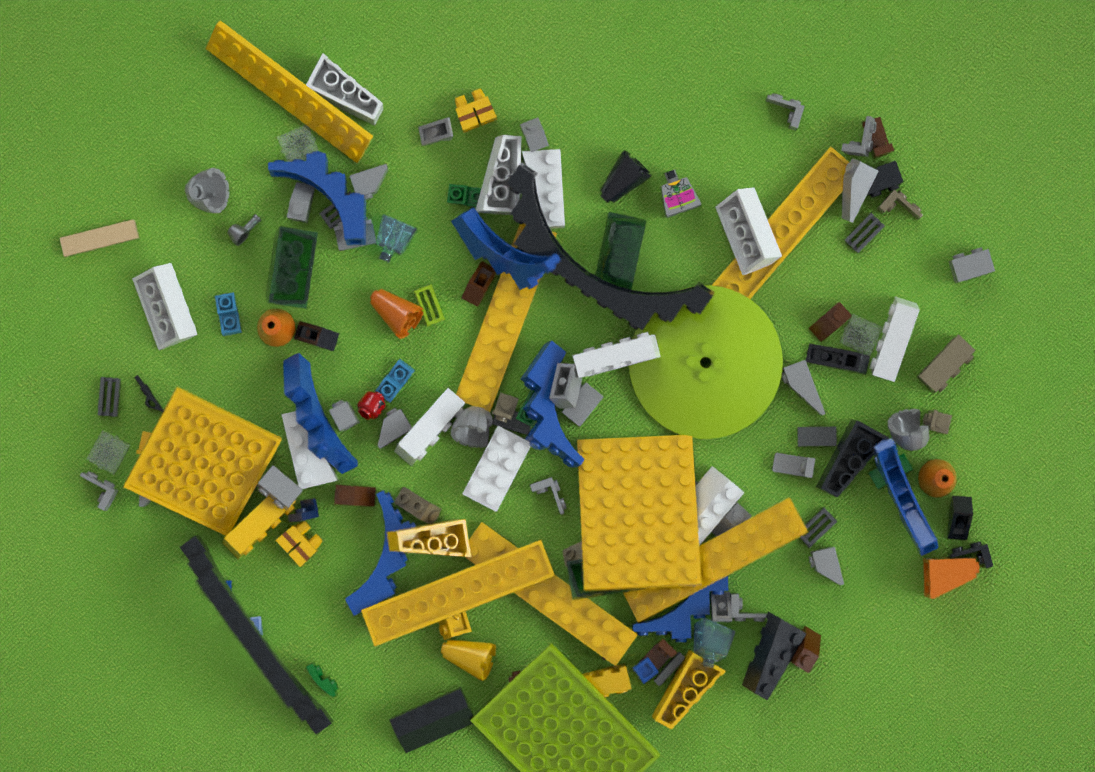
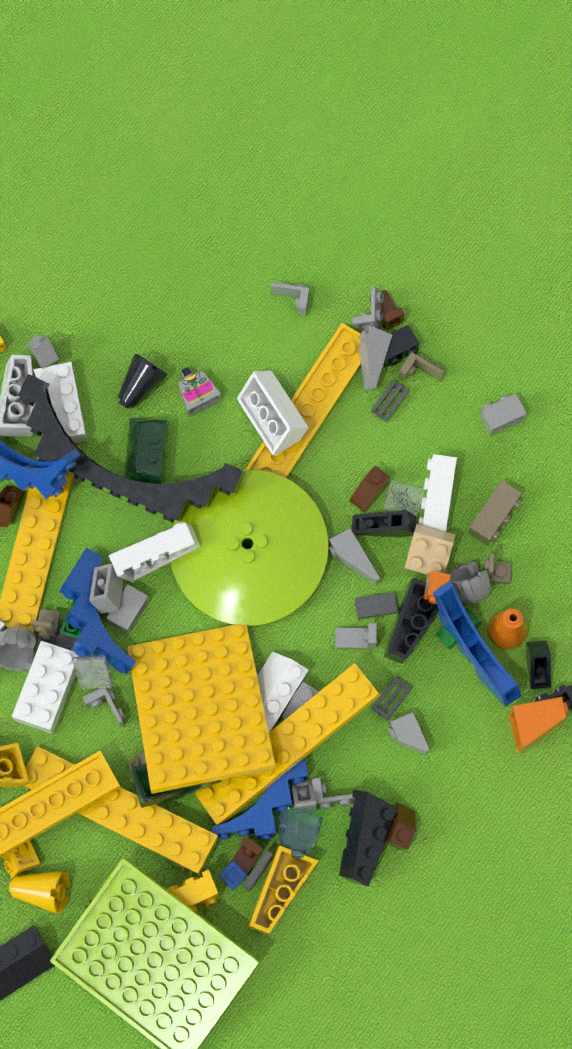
camera: 10 degrees left, 15 degrees down
(543, 464) = (92, 672): none -> clear piece
(877, 395) = (429, 550): none -> tan brick
(877, 432) = (433, 582): none -> orange brick

